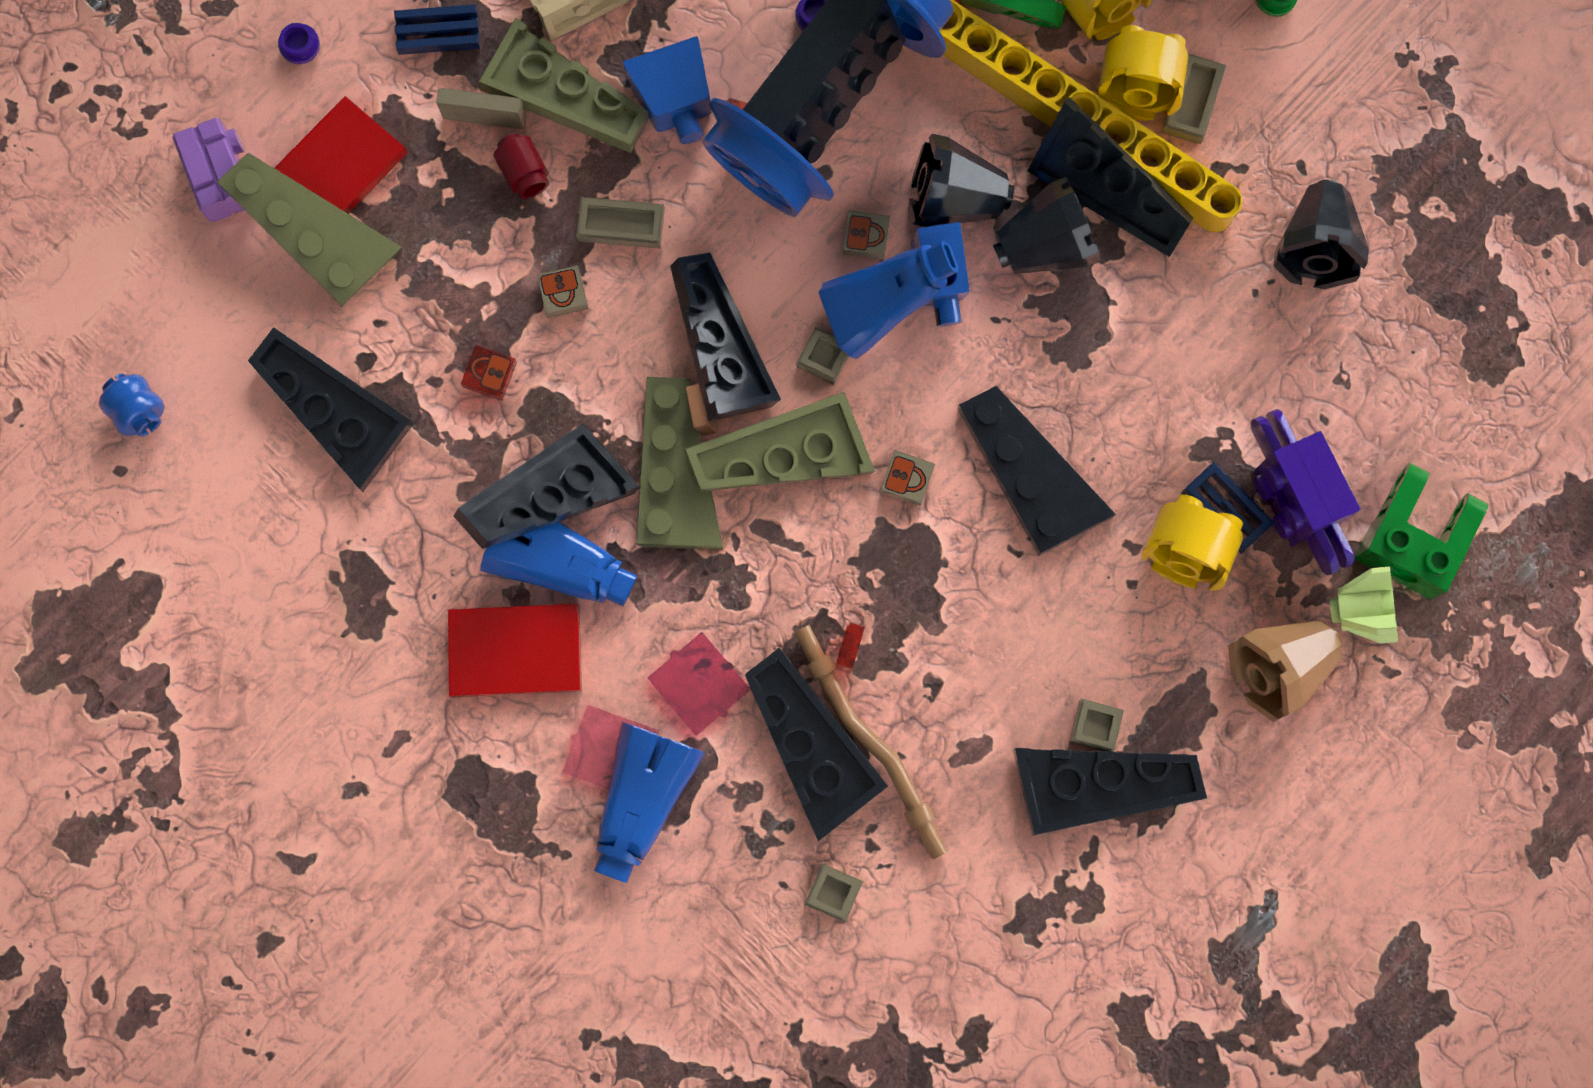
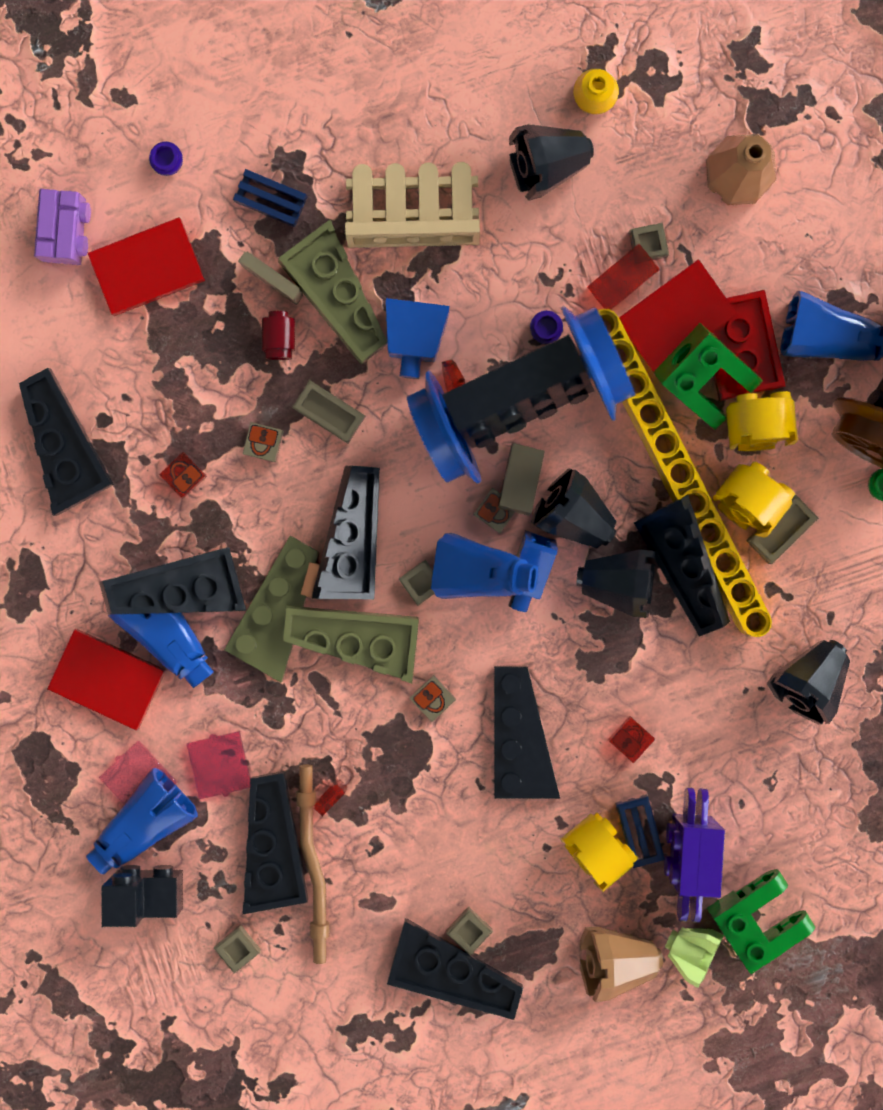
camera: 25 degrees right, 10 degrees up
(315, 233) = (109, 316): olive wing -> none
(686, 877) = (141, 894): none -> black brick
(876, 185) = (521, 479): none -> dark tan tile
(1159, 409) = (631, 739): none -> clear red tile

